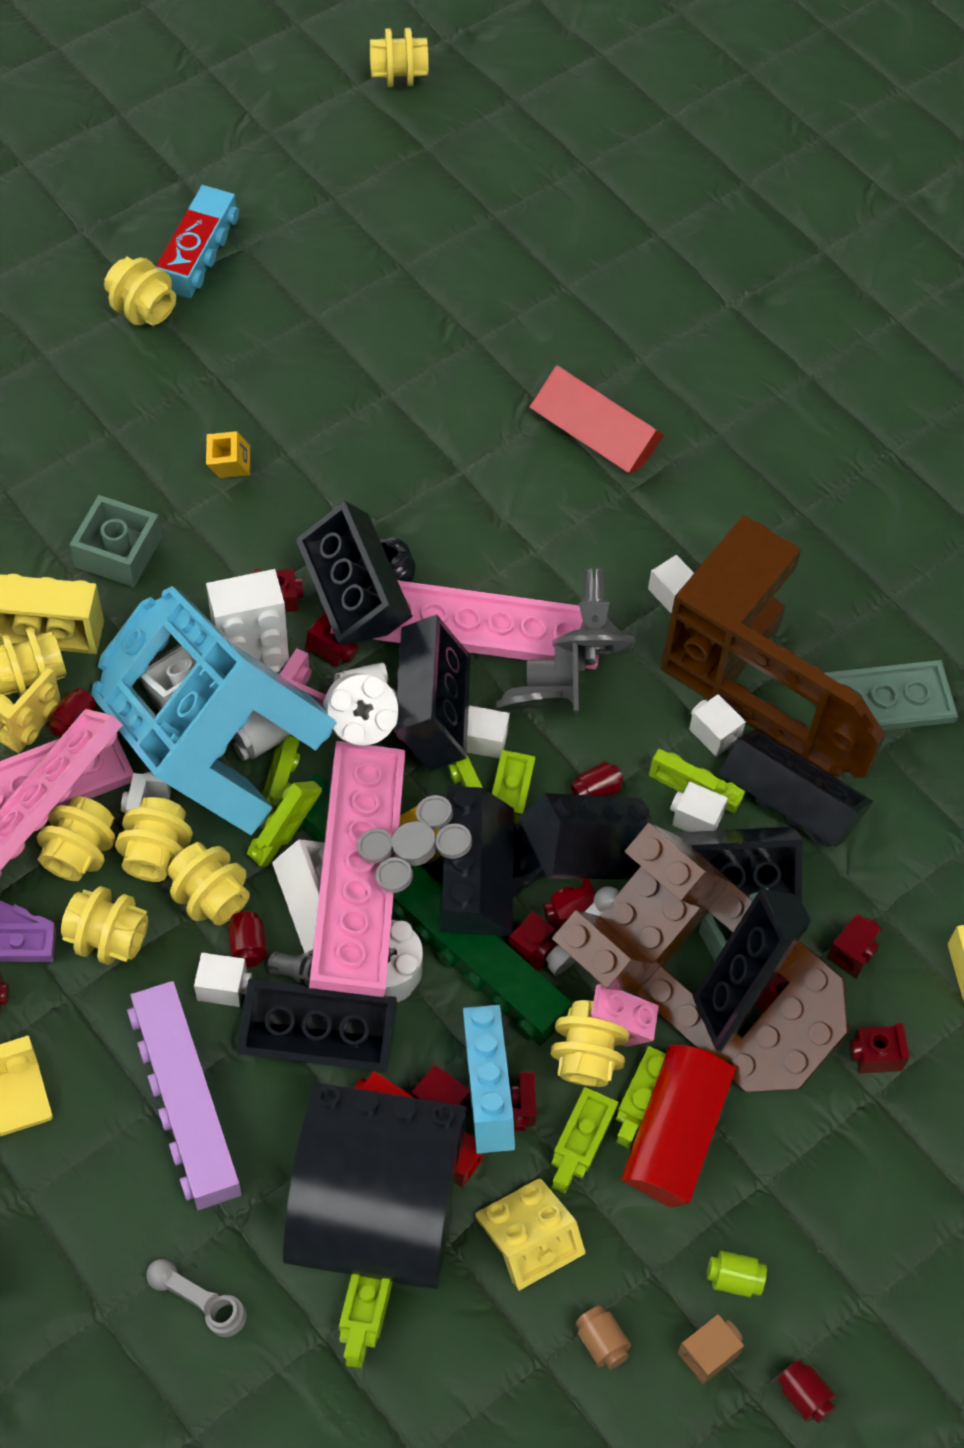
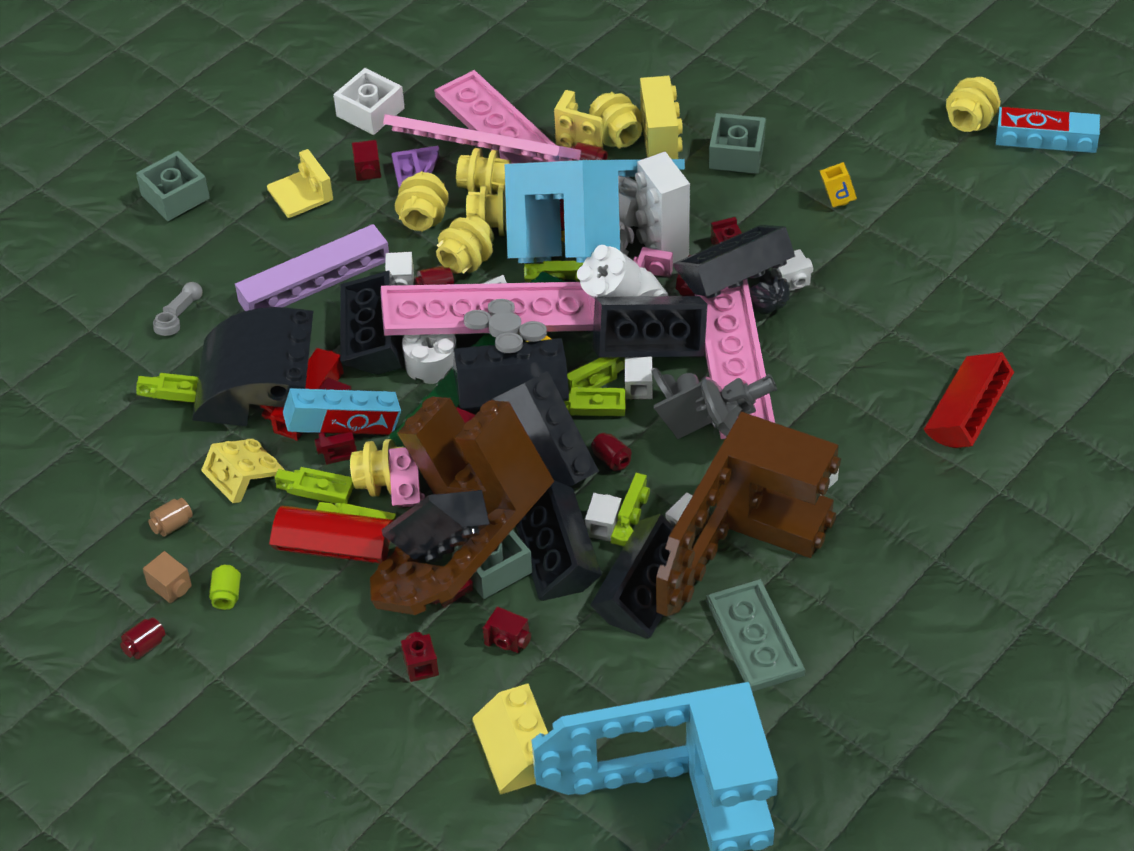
camera: 85 degrees right, 10 degrees down
(284, 822) = (525, 269): lime hinge -> none

